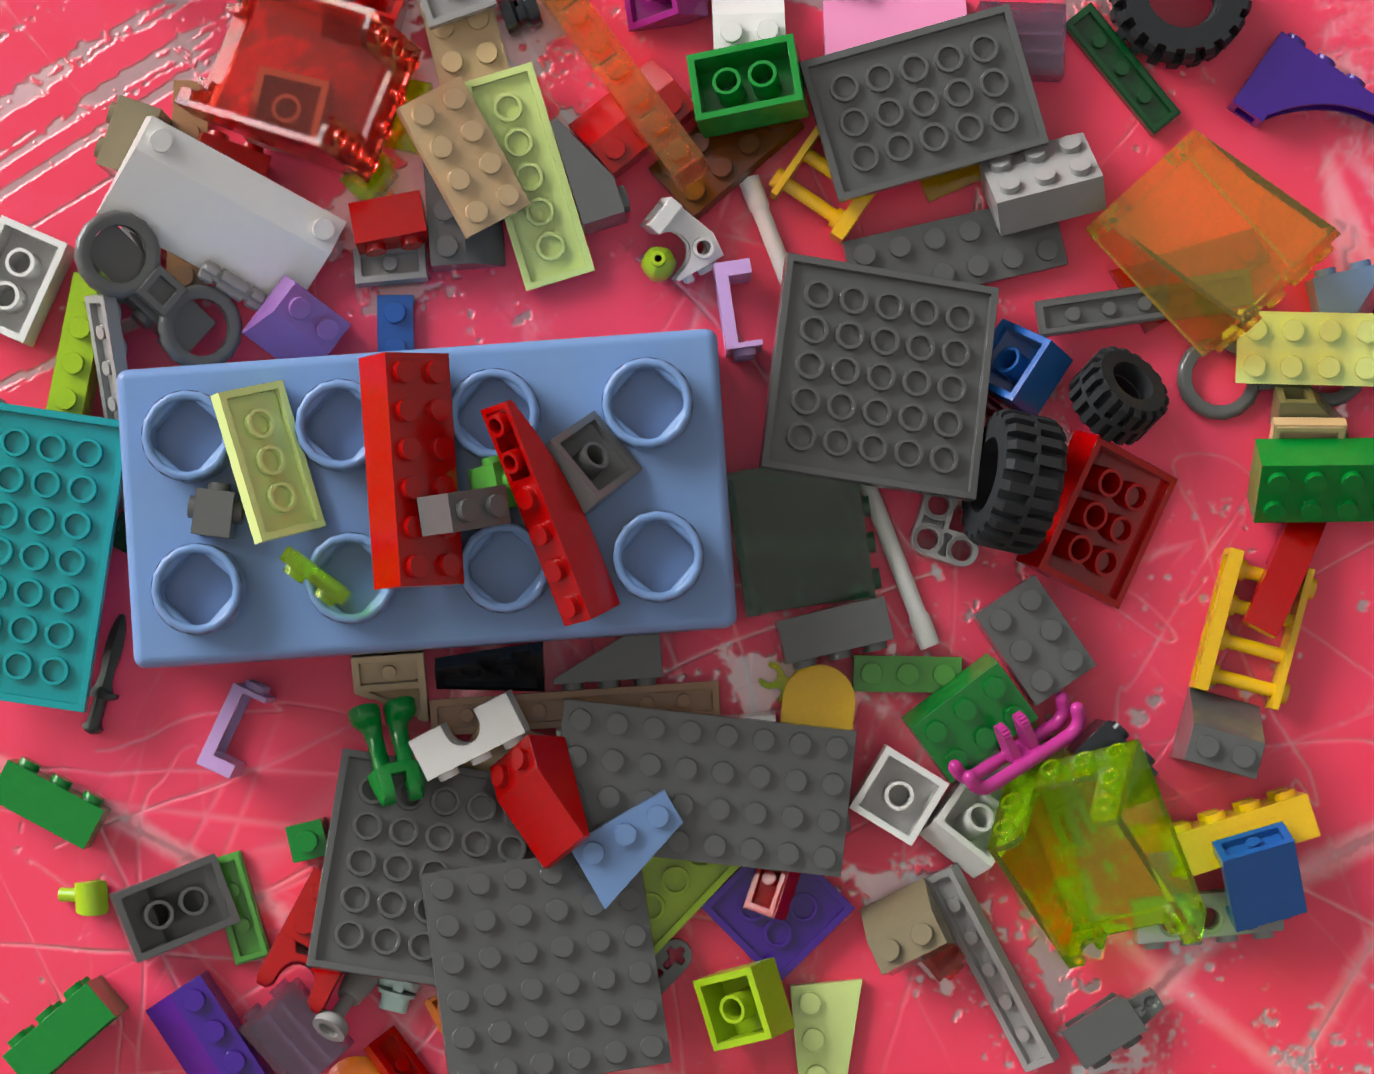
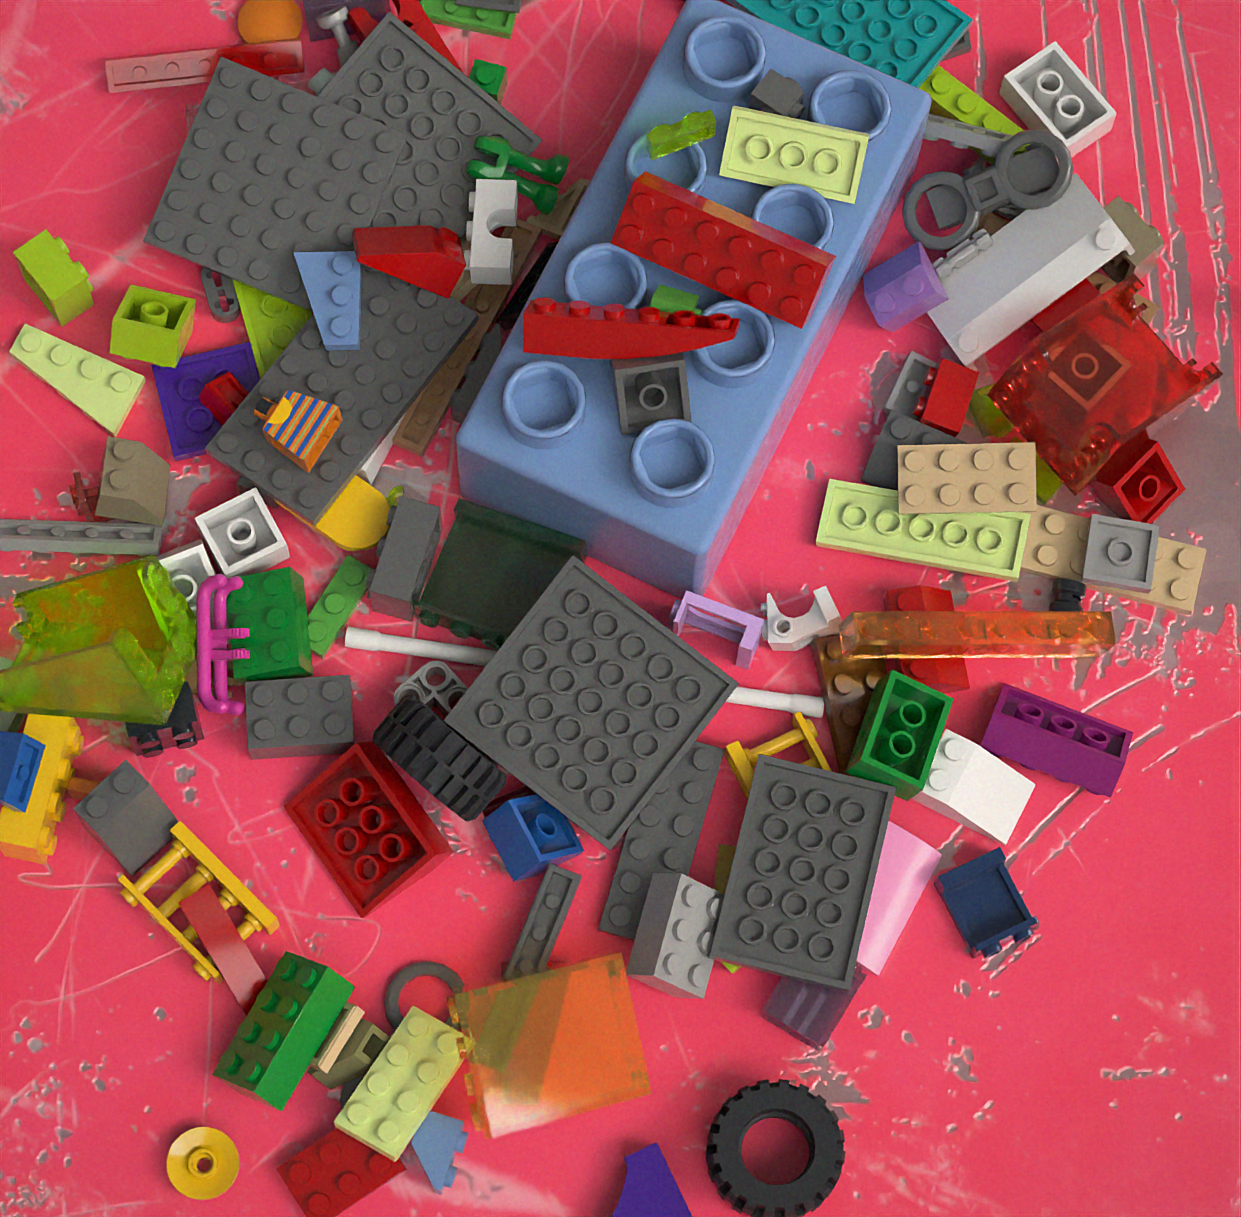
camera: 115 degrees right, 15 degrees down
(214, 751) = (587, 53): lavender panel -> none
(395, 322) = (855, 366): blue plate -> none
(463, 510) = (666, 261): dark grey brick -> none
(594, 188) = (887, 565): dark grey slope -> none
(660, 270) = (791, 592): lime plant -> none
(779, 796) = (299, 426): none -> torso
(1118, 395) = (465, 917): black tyre -> none
(1121, 69) = (734, 1072): dark green tile -> none
(1209, 790) = (80, 788): none -> orange tile

